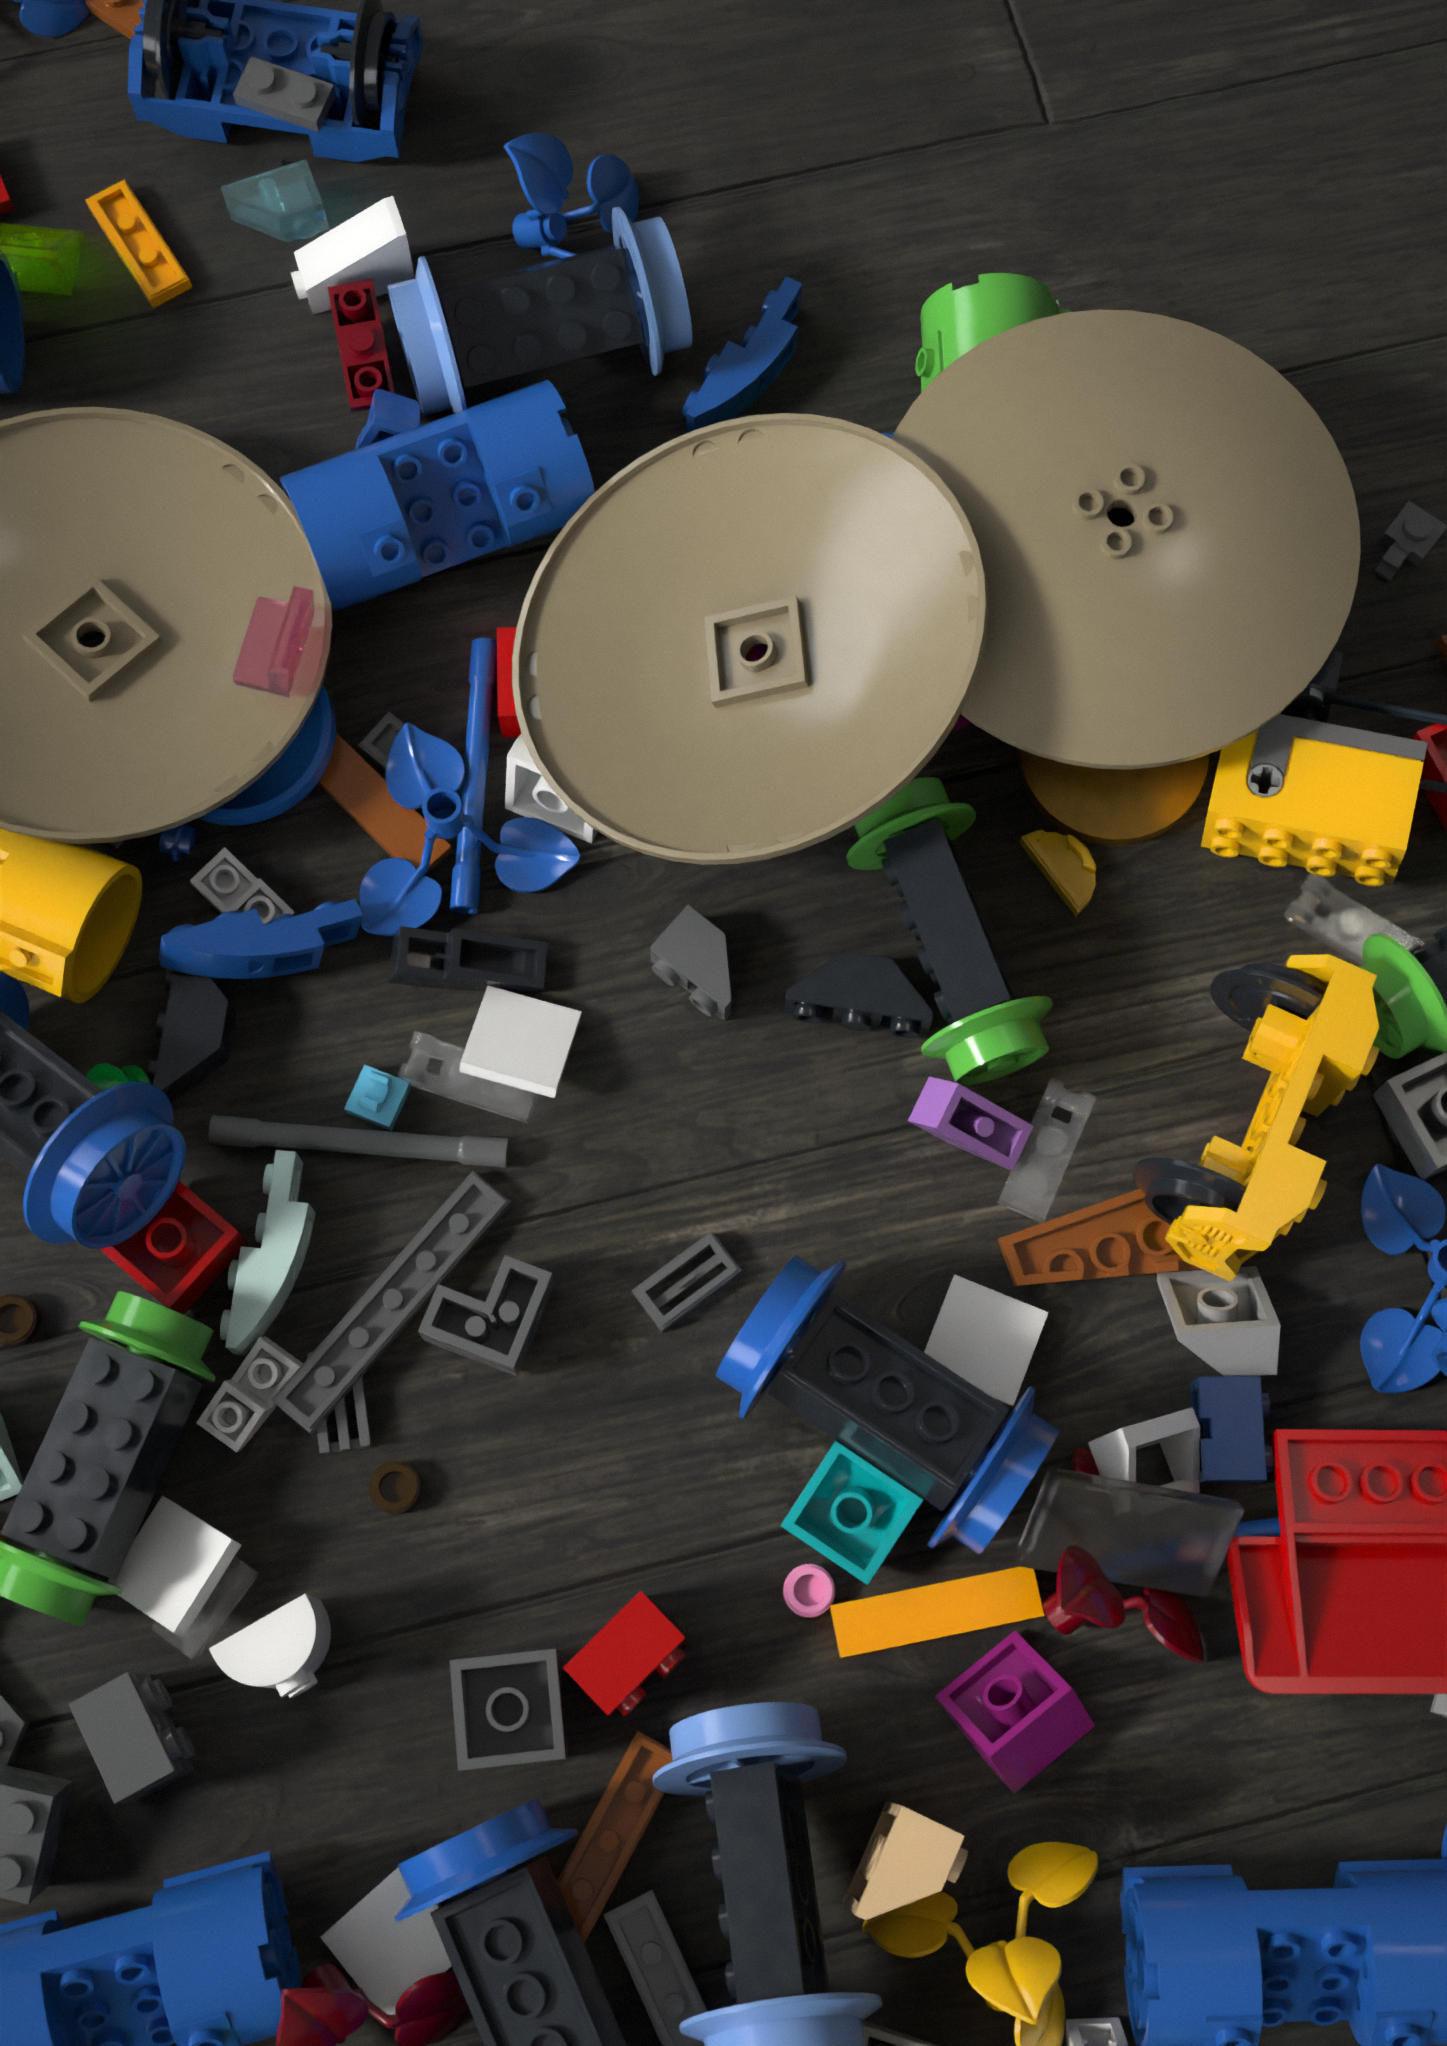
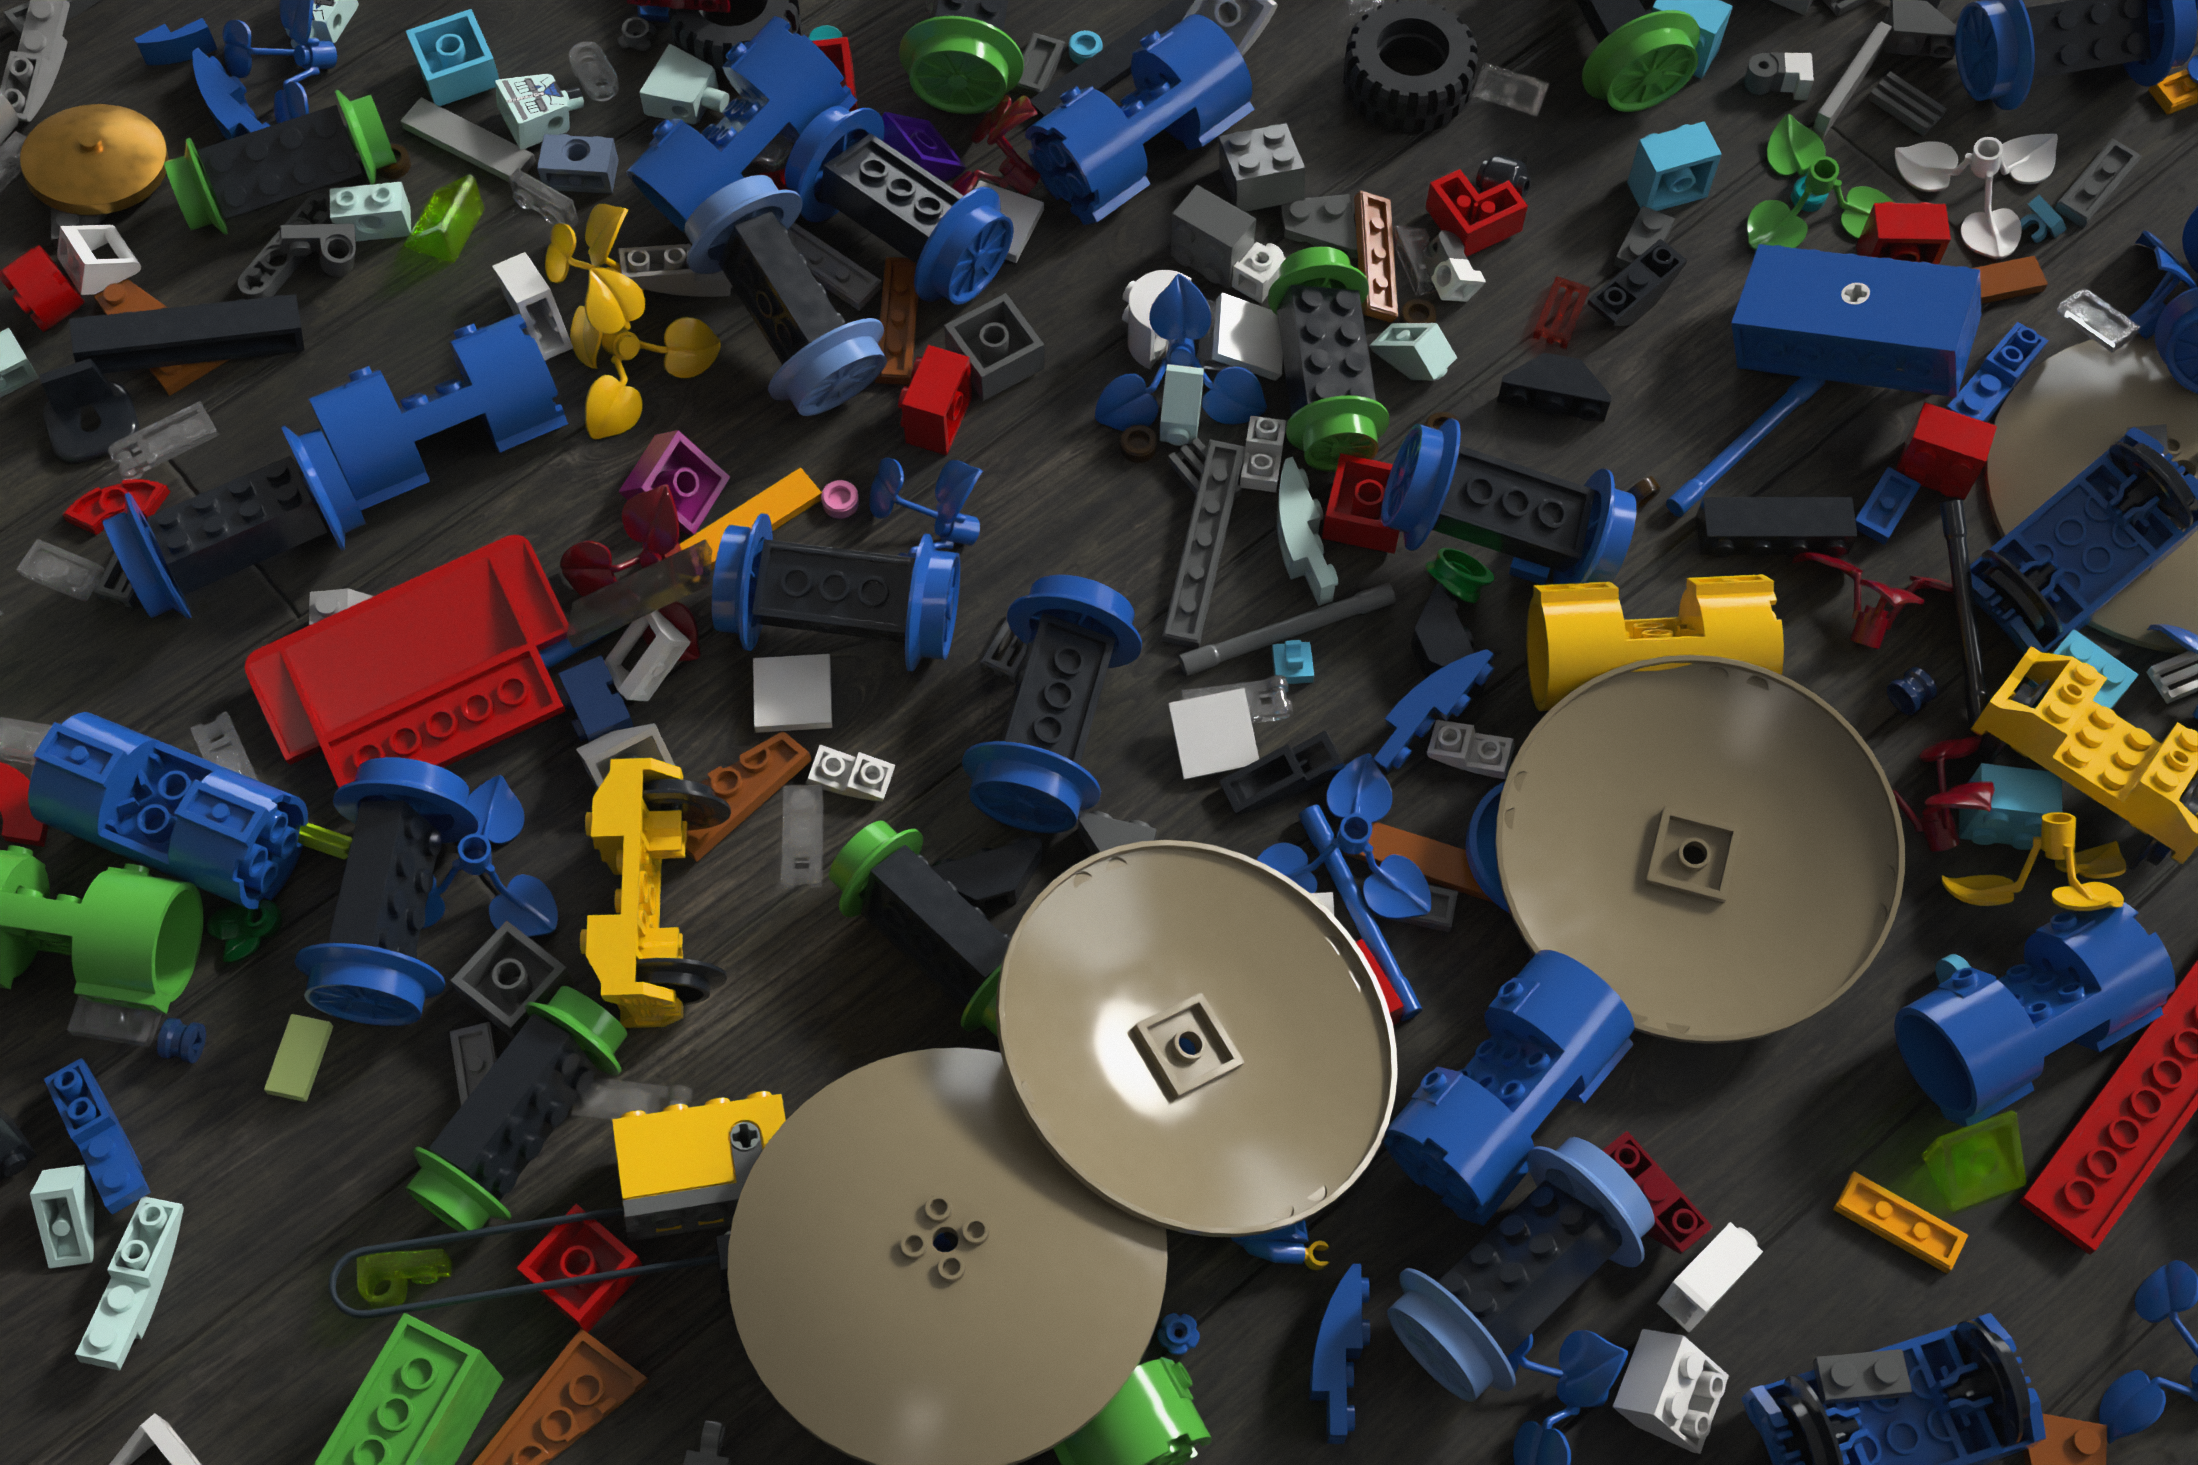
camera: 155 degrees right, 10 degrees down
(110, 1654) = (1258, 271): none -> white brick
(266, 1585) = (1181, 317): none -> blue plant
(275, 643) = (1552, 890): clear pink panel -> none
(278, 203) = (1806, 1307): clear light blue slope -> none
(321, 1490) = (1181, 404): none -> light aqua slope
(388, 416) = (1585, 1121): blue slope -> none
(458, 194) = (1671, 1389): none -> white slope
(493, 1330) = (1133, 542): dark grey brick -> none
(686, 1460) = (951, 492): none -> blue plant
(697, 1127) = (1034, 769): none -> brick
(851, 1512) = (834, 528): teal slope -> none
(904, 1862) = (705, 345): tan slope -> none
(959, 1202) = (850, 775): none -> white slope
(970, 1122) = (848, 815): medium lavender slope -> none
(1064, 864) = (871, 1044): yellow tile -> none

